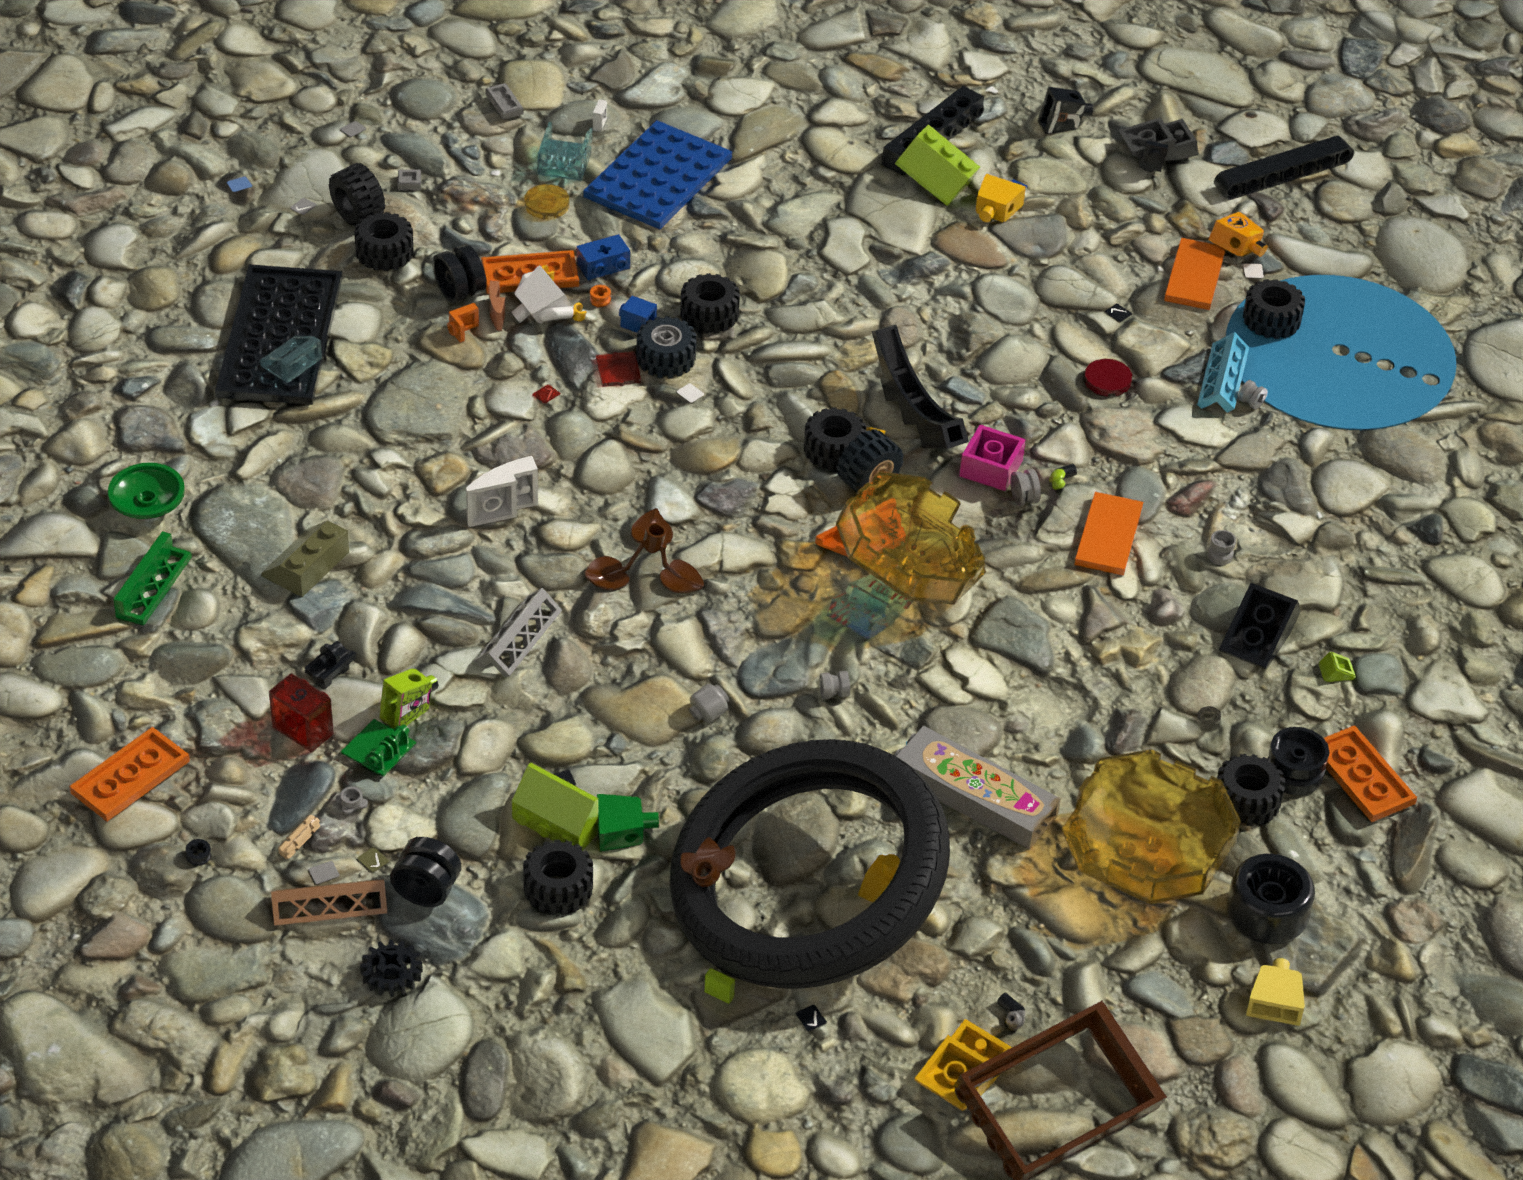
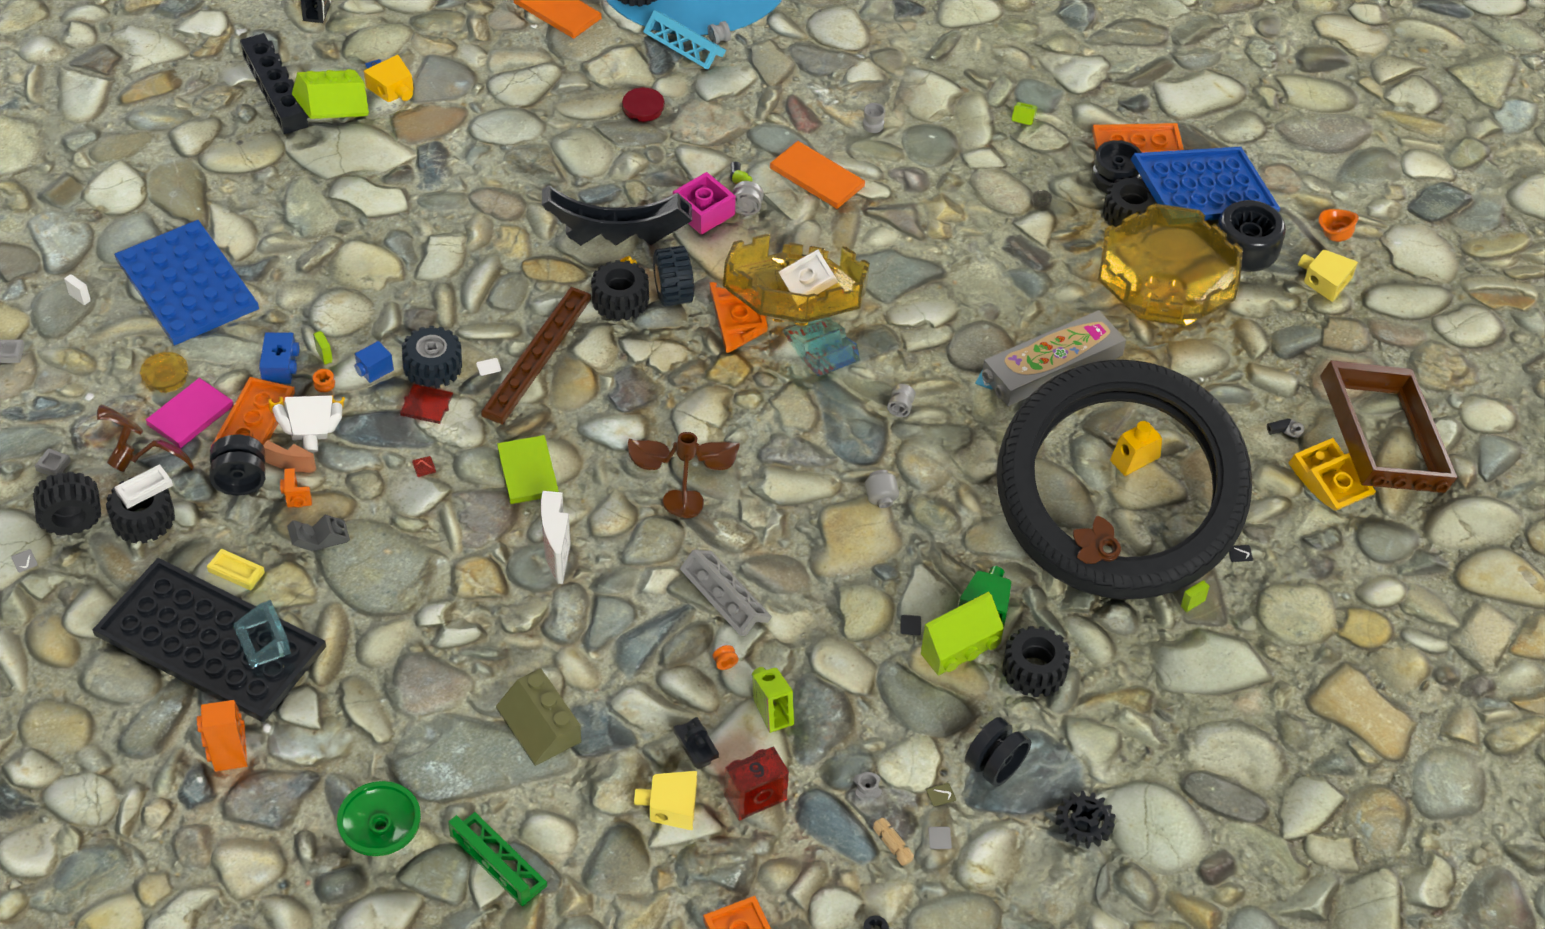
camera: 65 degrees left, 5 degrees up
(176, 368) = (223, 735): none -> orange wedge
(263, 667) = (670, 799): none -> light yellow torso
(328, 891) = (975, 839): medium nougat fence -> none
(362, 323) = (235, 569): none -> light yellow tile
(379, 746) = (811, 743): green hinge -> none
(395, 225) = (143, 486): none -> white tile
(422, 354) = (325, 533): none -> dark grey slope
(439, 173) = (123, 452): none -> reddish brown plant
(440, 655) = (725, 657): none -> orange bush
(511, 232) = (189, 412): none -> dark pink tile
(564, 158) = (116, 336): clear light blue piece -> none
(581, 457) = (527, 468): none -> lime tile
(633, 279) = (323, 347): none -> lime tile
(710, 303) = (395, 306): black tyre -> none
(719, 416) = (536, 356): none -> reddish brown tile
(935, 556) = (808, 275): none -> white tile
(1118, 312) = (569, 69): black sticker -> none
(1260, 626) = (968, 131): black slope -> none
(1323, 829) = (1202, 179): none -> blue plate
(1361, 980) = (1338, 224): none -> orange helmet

